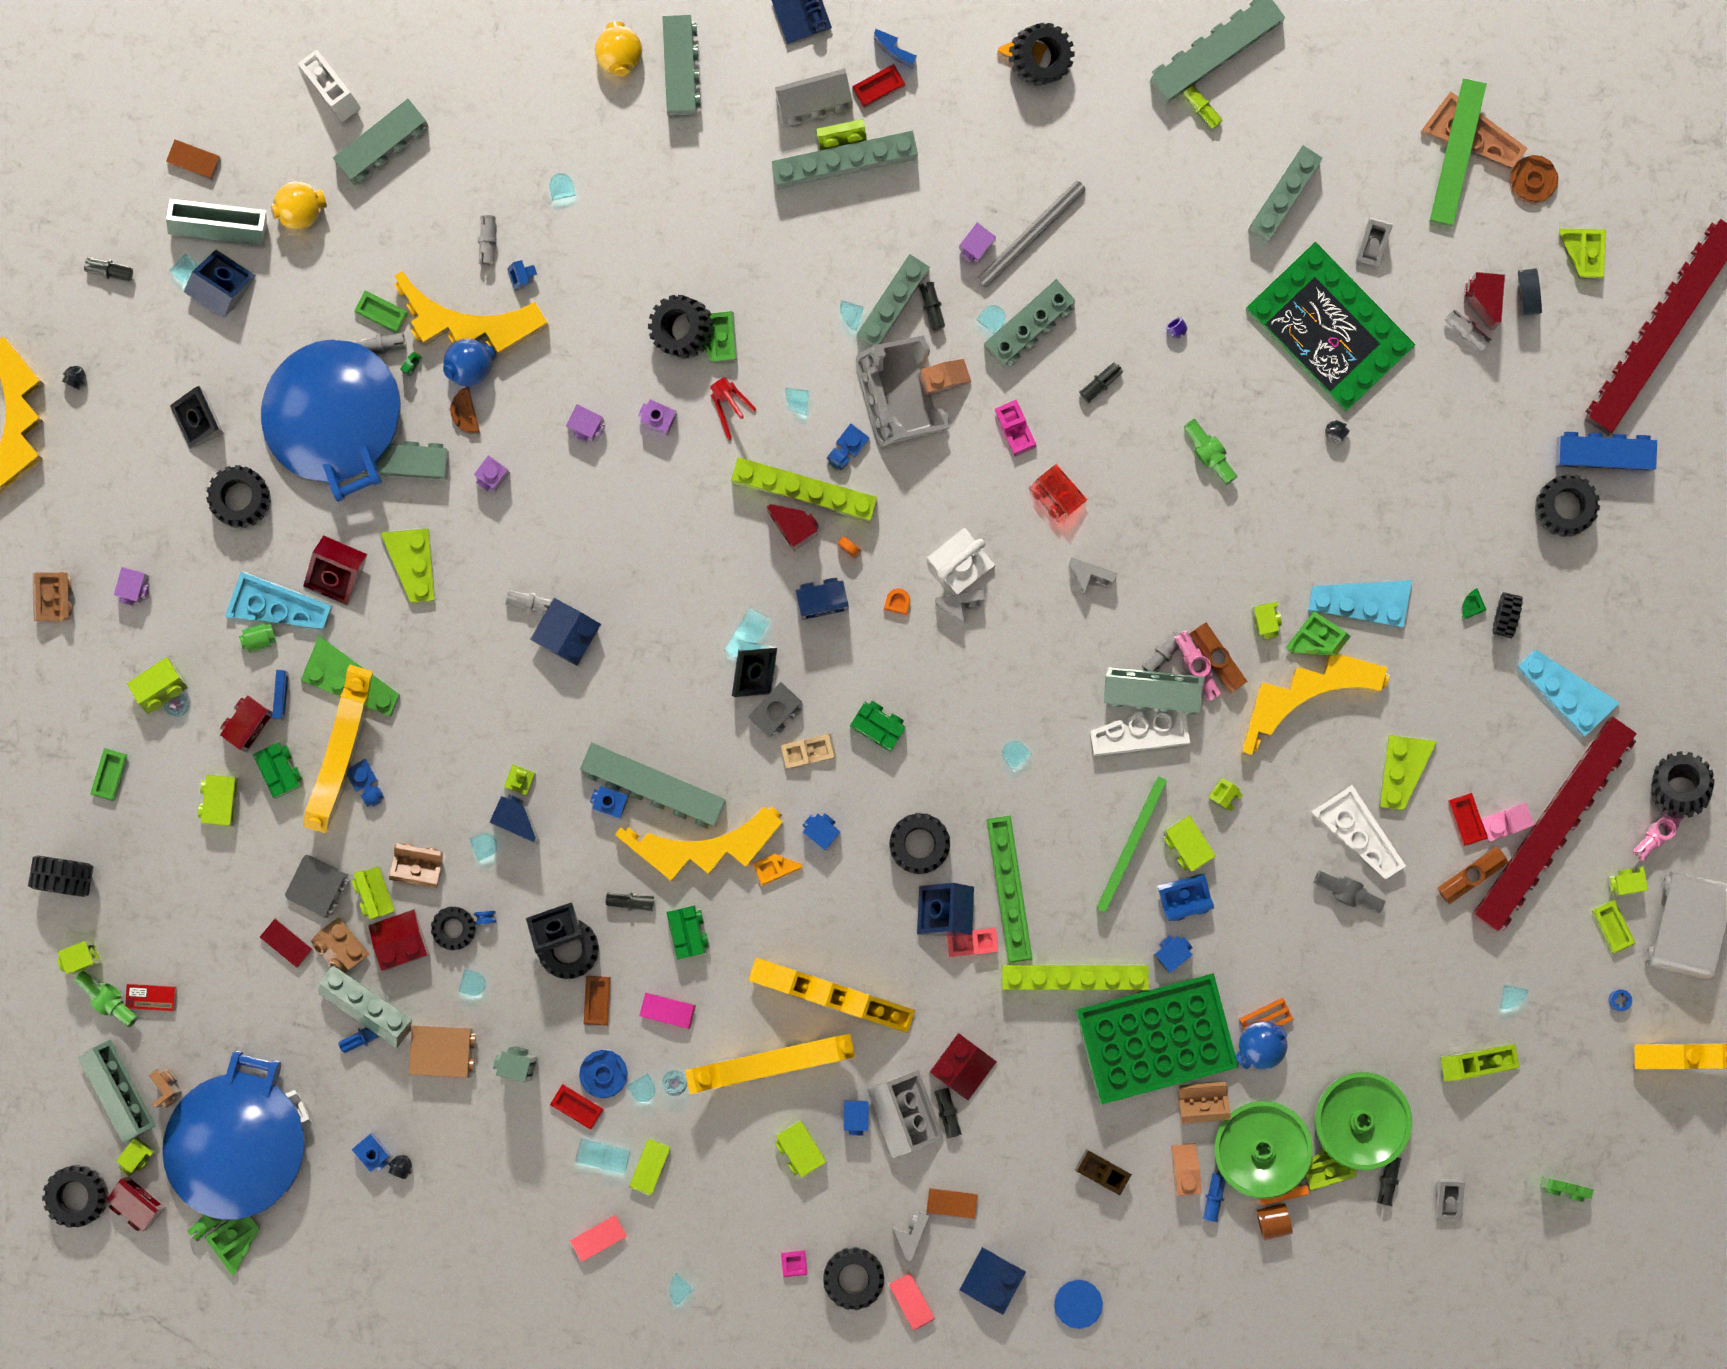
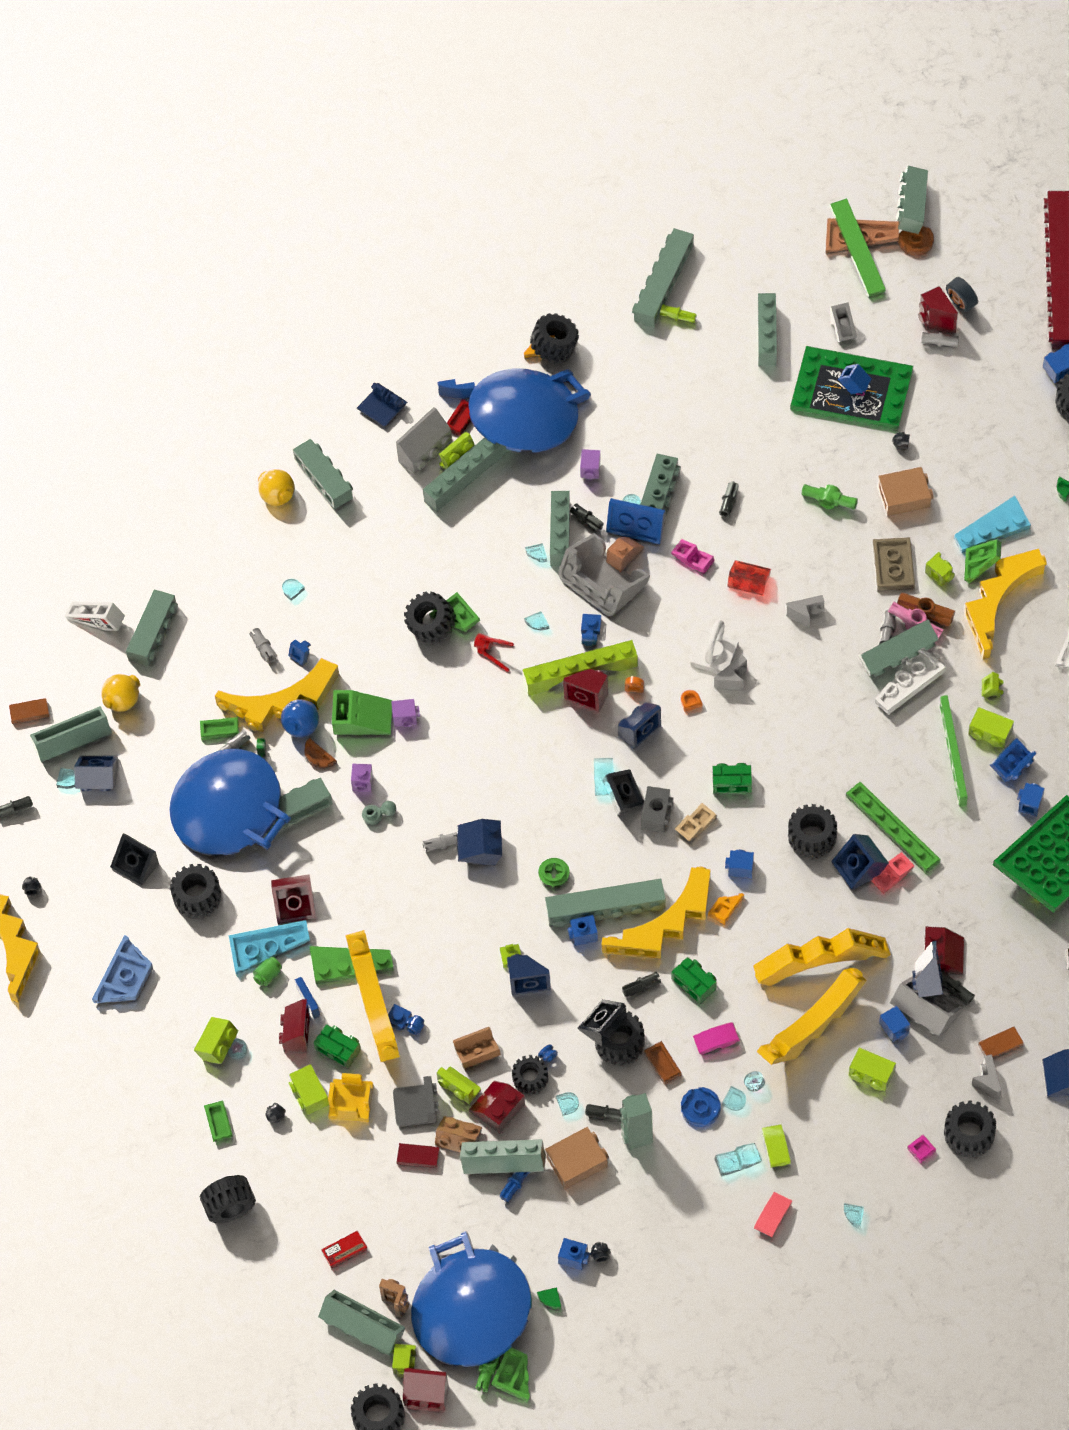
camera: 25 degrees left, 25 degrees down
(51, 596) = (104, 1029): medium nougat bracket -> none
(78, 957) = (276, 1247): lime brick -> none
(106, 999) = (313, 1267): bright green pin -> none
(110, 545) = (124, 974): none -> medium blue wing
(131, 586) = (156, 990): medium lavender brick -> none
(169, 804) = (275, 1113): none -> black plate
(255, 837) = (350, 1098): none -> yellow panel
(321, 1182) = (550, 1298): none -> green tile
(413, 561) = (344, 864): lime wing -> none
(484, 845) = (515, 1011): clear light blue tile -> none
(497, 526) = (388, 808): none -> sand green plate
(502, 1019) = (603, 1112): none -> pearl dark grey axle
(538, 395) = (360, 713): none -> bright green slope
(576, 1106) = (697, 1139): red tile -> none
(622, 701) = (546, 868): none -> bright green gear
(657, 416) = (451, 681): medium lavender brick -> none
(912, 1301) = (1021, 1121): coral slope -> none
(921, 1092) = (927, 973): none -> slope
(951, 127) = (526, 408): none -> blue dish
(977, 349) = (635, 521): none -> blue plate
(1015, 753) = (835, 744): clear light blue tile -> none
(1031, 233) = (621, 443): light grey axle -> none
(1074, 977) = (975, 851): lime brick -> none
(1177, 327) = (754, 441): dark purple hinge -> none
(1224, 577) = (893, 564): none -> dark tan tile
(1296, 498) = (905, 491): none -> medium nougat brick
(1334, 327) = (855, 379): none -> blue brick
(1562, 129) = (912, 199): none -> sand green brick
(1586, 250) = (979, 257): lime wing -> none

